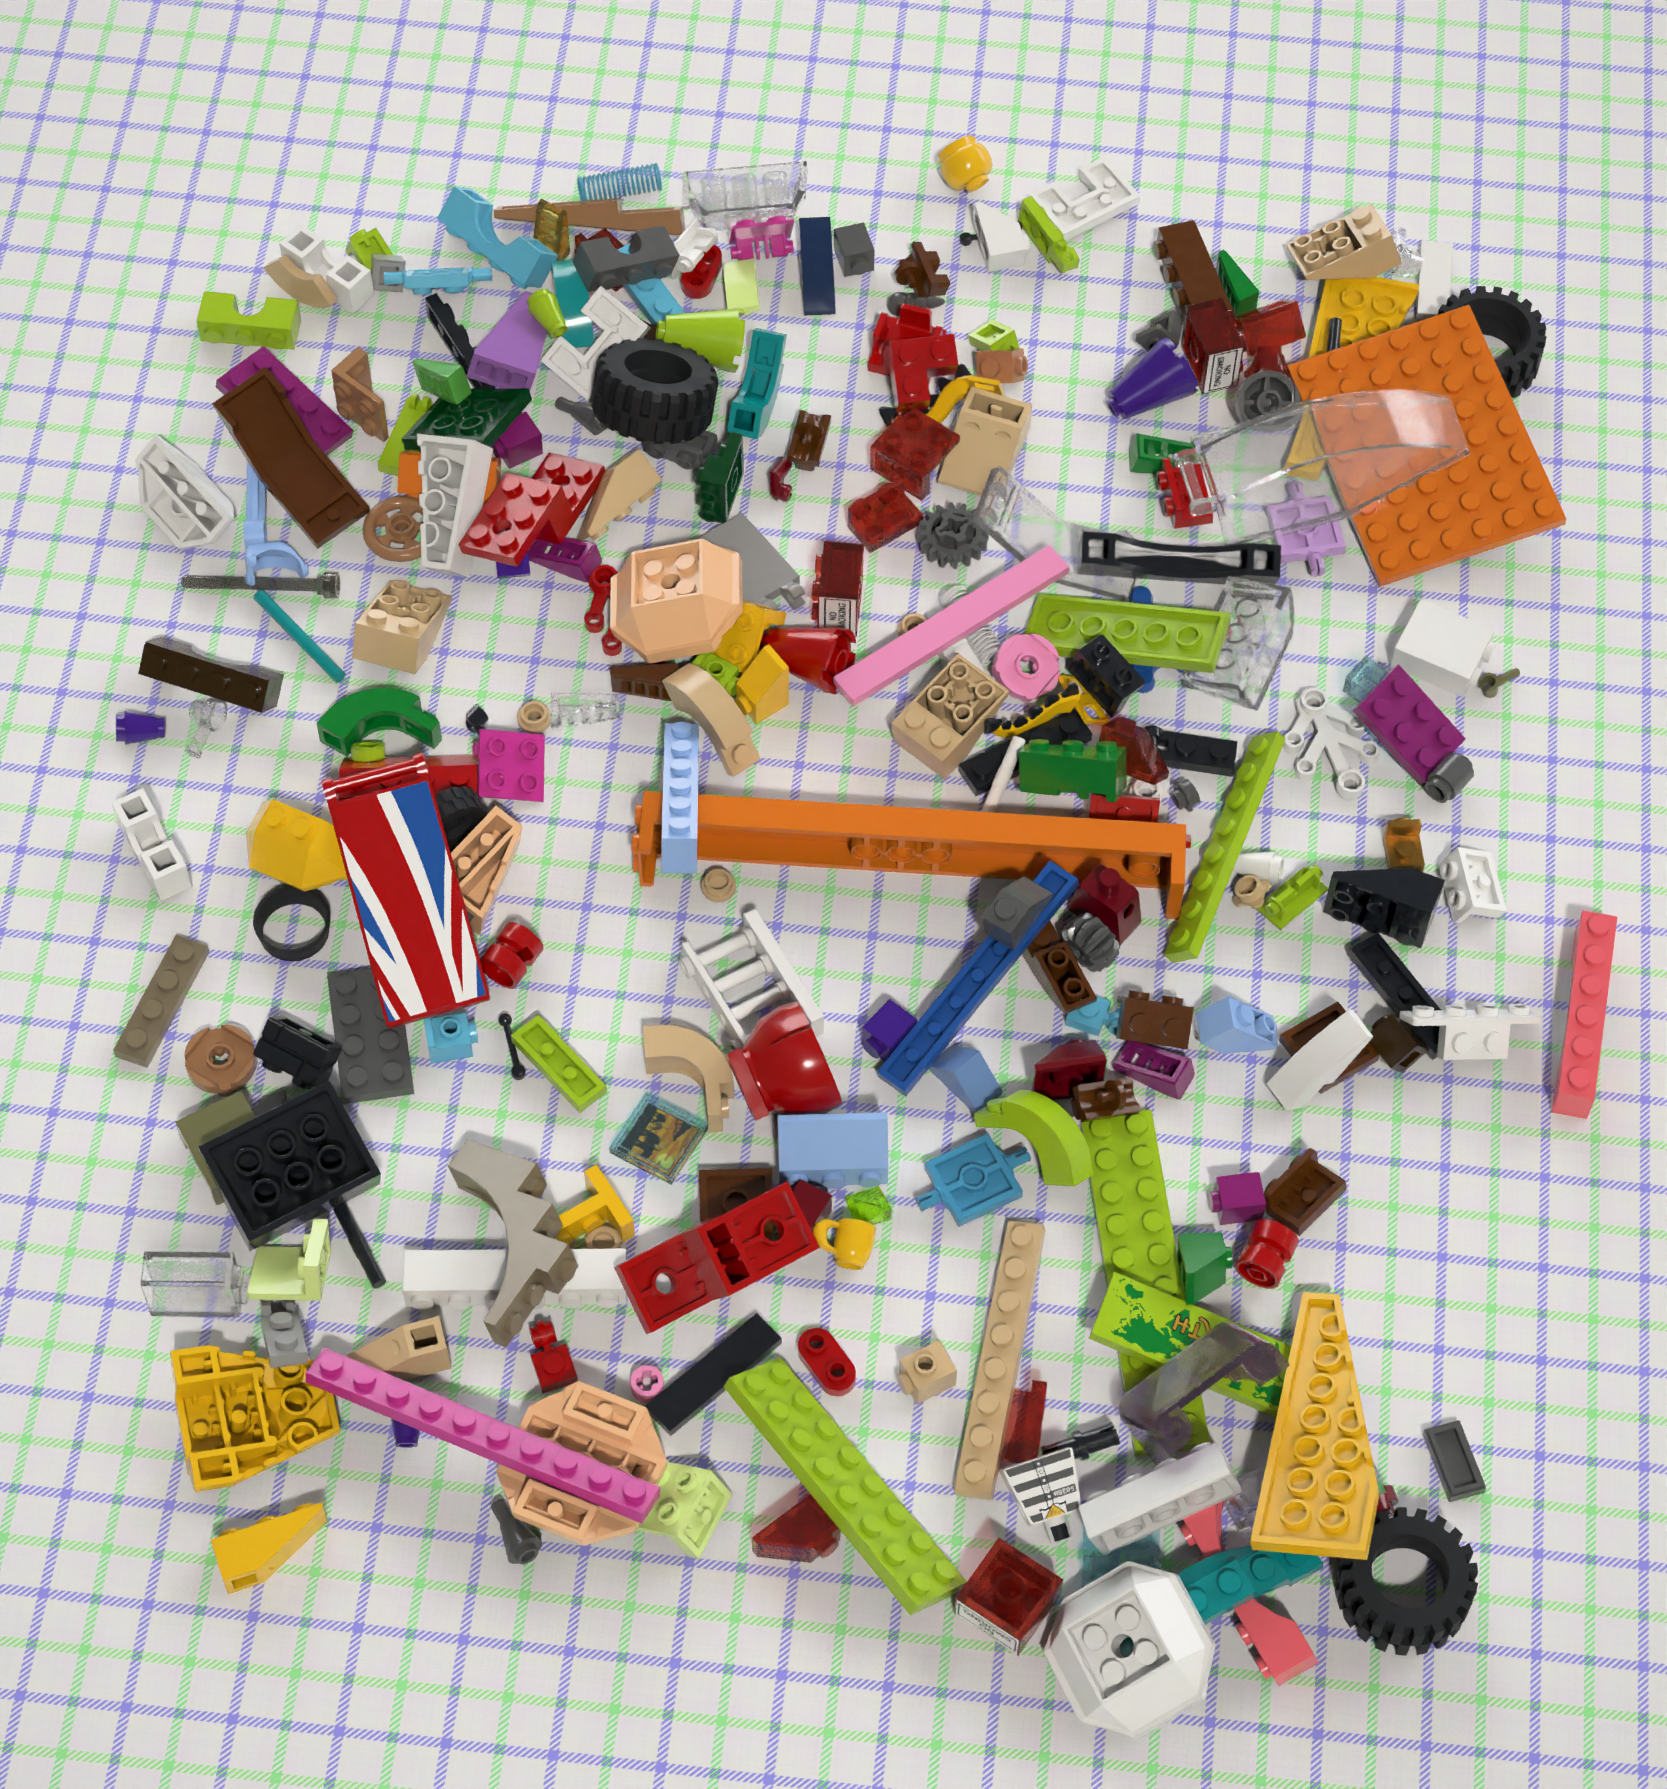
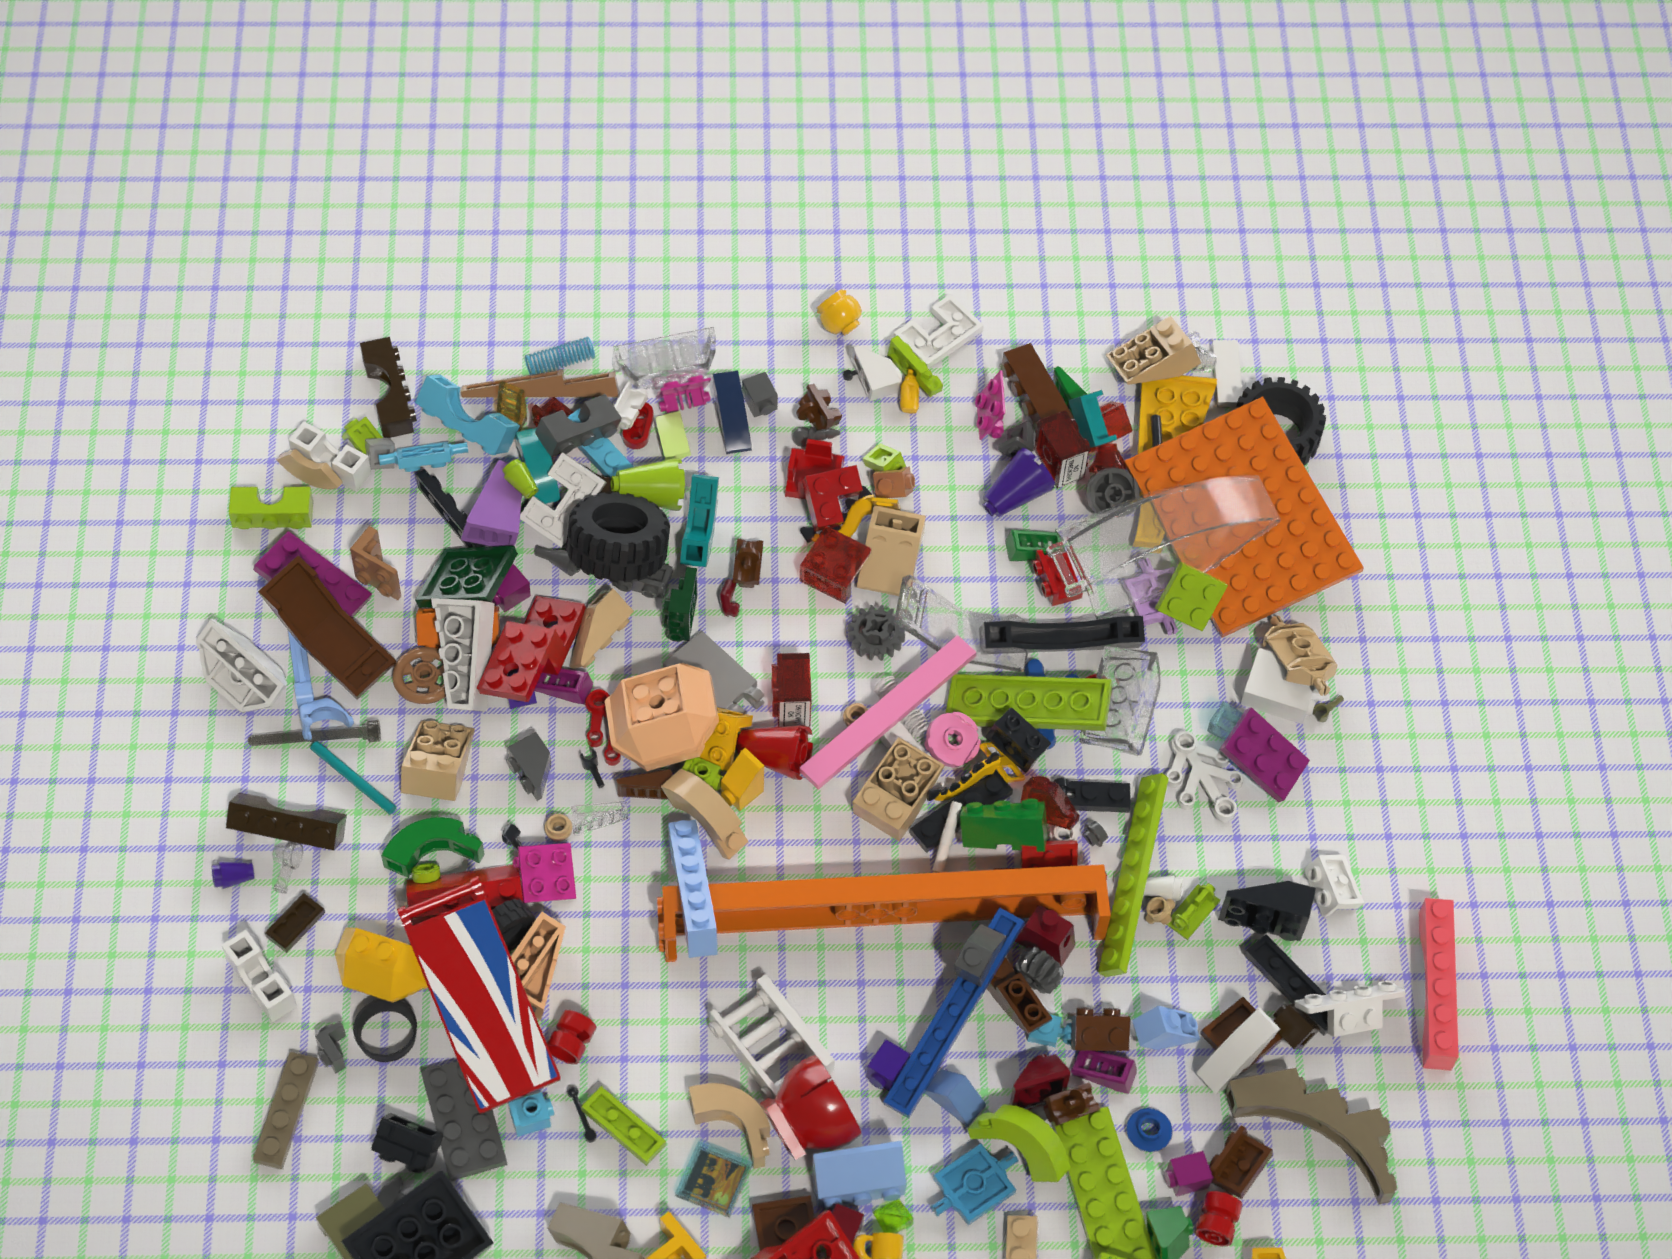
camera: 10 degrees left, 0 degrees up
(204, 791) = (295, 922): none -> dark brown plate
(220, 926) = (328, 1051): none -> dark grey bracket
(220, 1078) = (339, 1140): medium nougat plate -> none
(410, 224) = (380, 364): none -> dark brown arch
(410, 414) = (417, 577): lime hinge -> none
(442, 380) = (441, 544): bright green slope -> none
(513, 639) = (532, 762): none -> dark grey slope
(585, 651) = (591, 764): none -> black hand
(718, 885) = (730, 955): tan plate -> none
(883, 516) = (817, 622): clear red bracket -> none
(1037, 267) = (909, 393): none -> yellow piece
(1134, 292) = (991, 408): none -> dark pink hinge
(1194, 1157) = (1146, 1142): none -> blue piece
(1252, 312) = (1090, 419): none -> teal panel
(1345, 530) = (1191, 596): none -> lime plate
(1372, 1124) = (1357, 1134): none -> dark tan arch
(1403, 844) = (1274, 857): pearl gold bracket -> none
(1449, 777) = (1302, 795): dark grey brick -> none
(1472, 612) = (1301, 654): none -> tan plate

